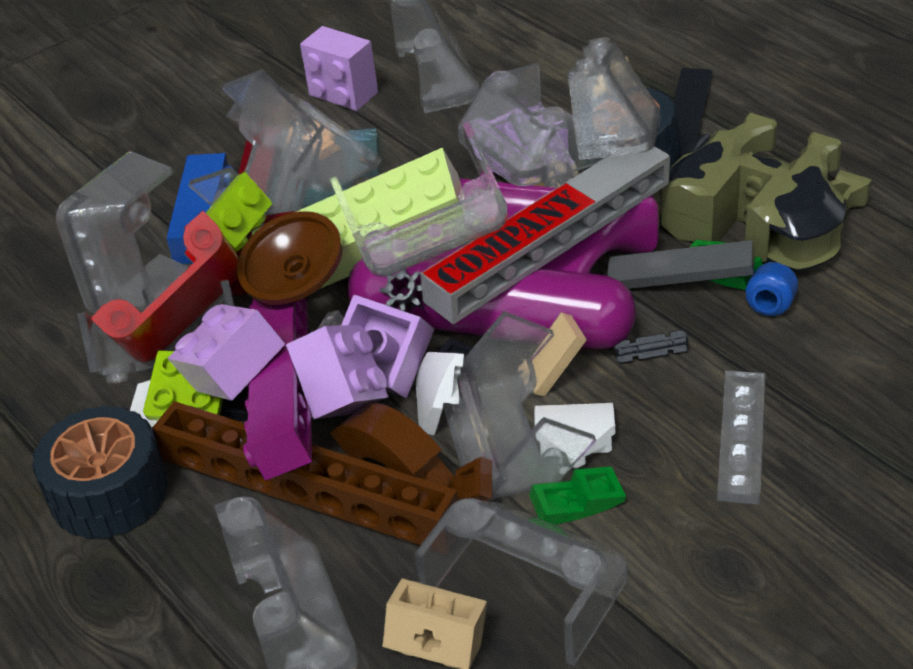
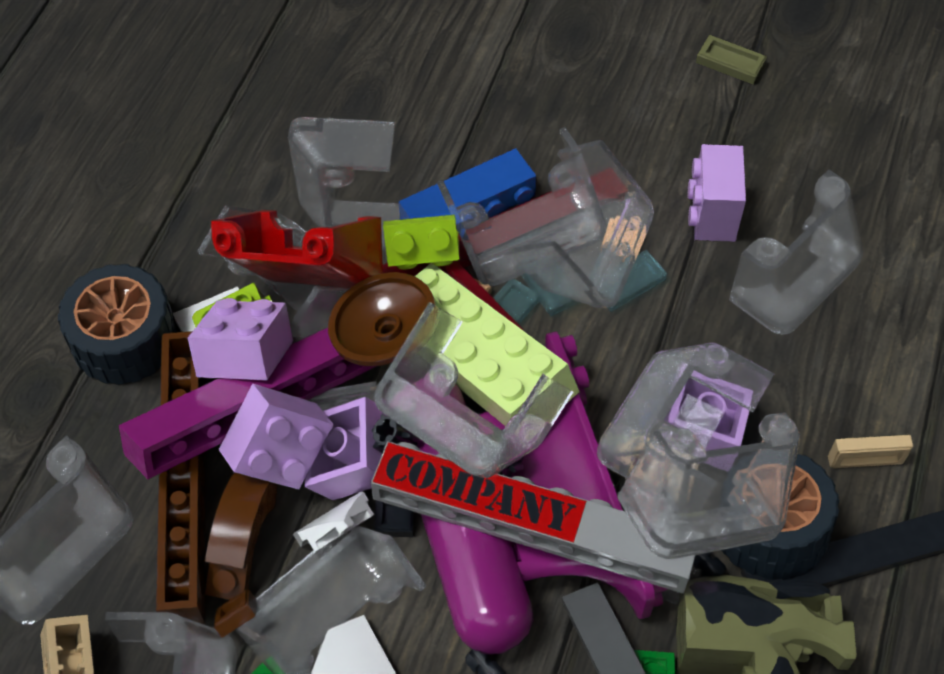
camera: 55 degrees right, 15 degrees up
(220, 33) = (731, 59): none -> olive tile
(557, 352) = (420, 605): tan tile -> none

